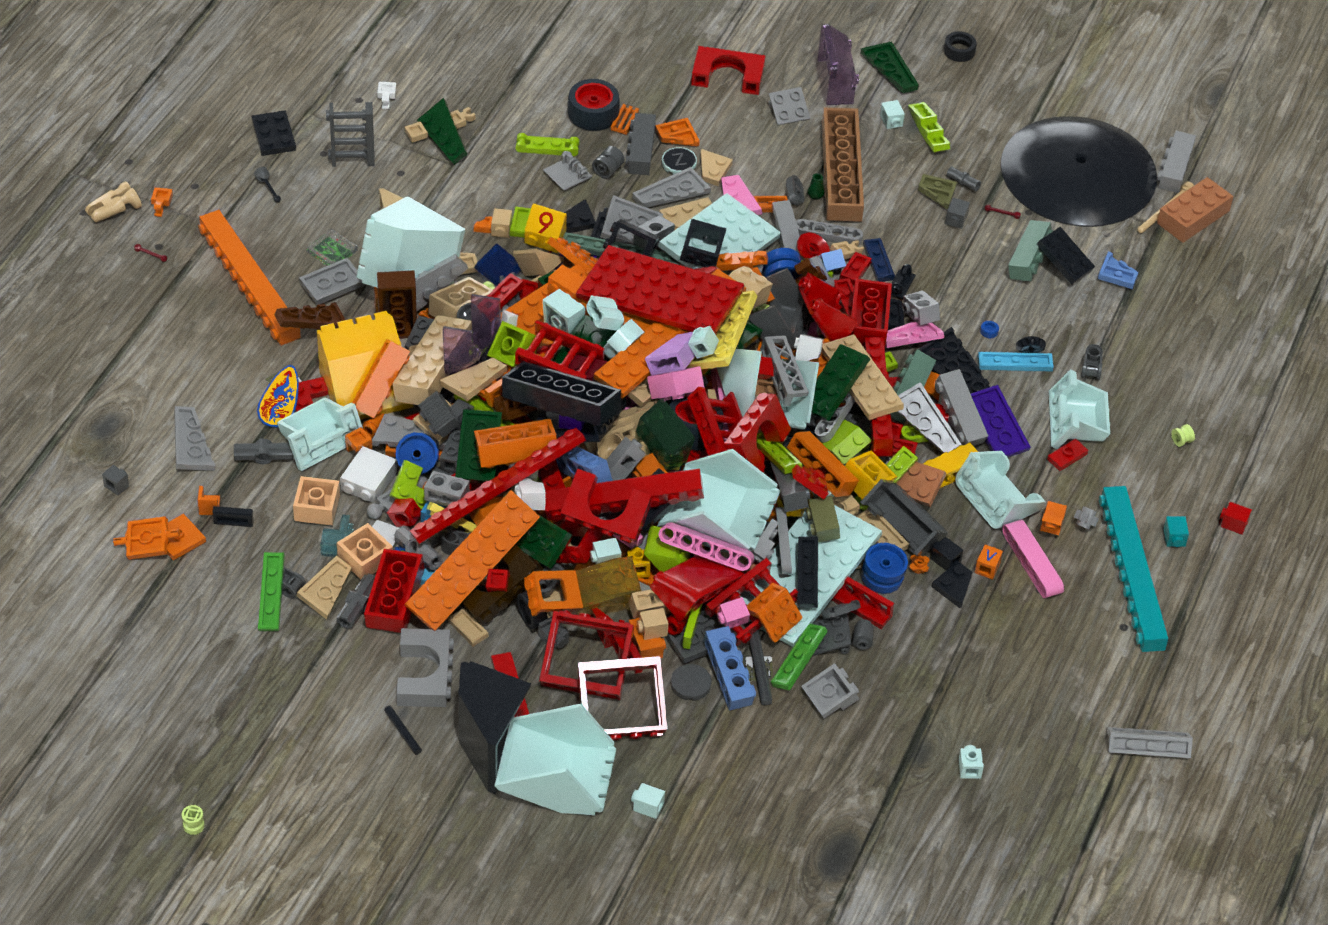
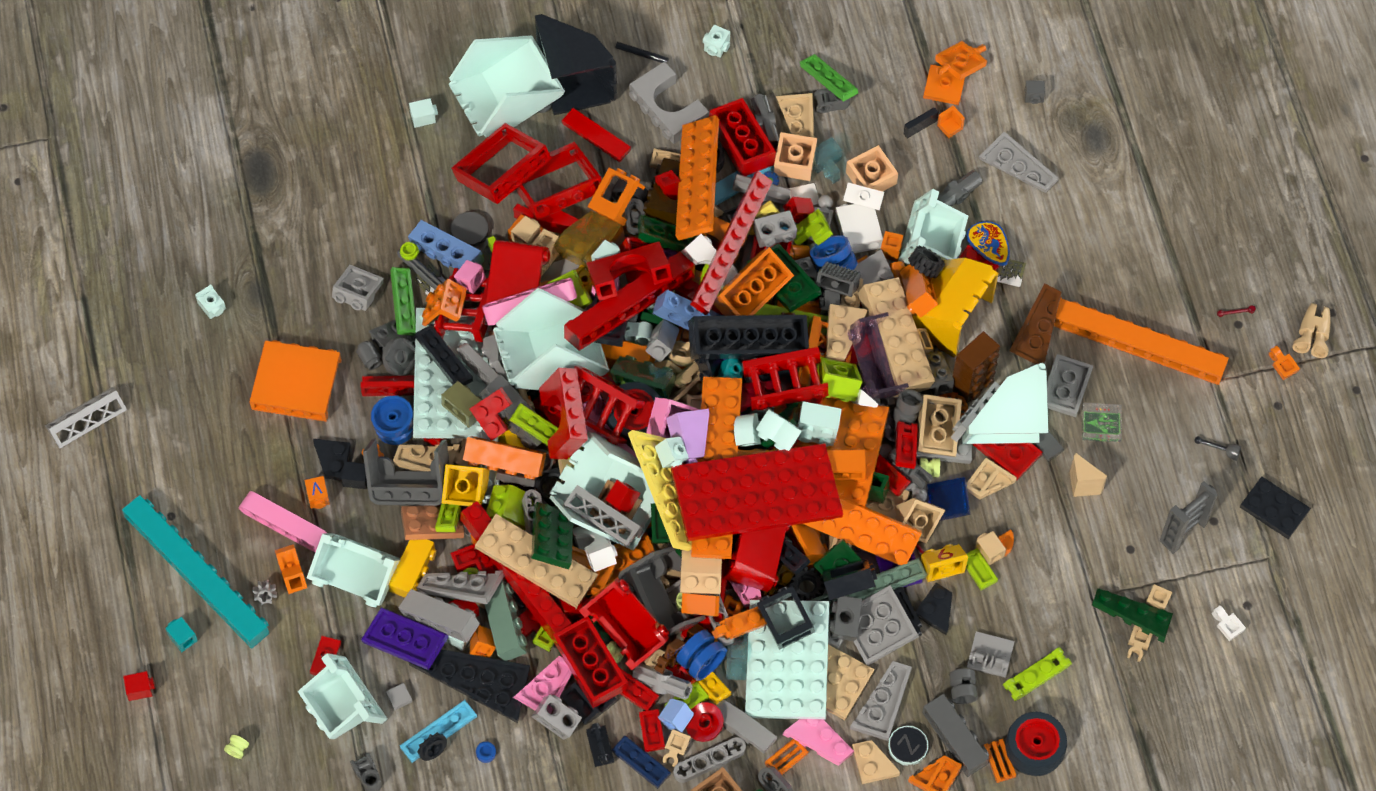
camera: 145 degrees right, 15 degrees up
(332, 686) = (716, 41): none -> light aqua brick
(346, 477) = (863, 196): none -> white plate
(356, 385) = (926, 262): none -> black tyre
(763, 685) = (409, 251): none -> lime plate
(941, 652) = (295, 380): none -> orange panel
(1029, 397) = (399, 696): none -> light grey tile

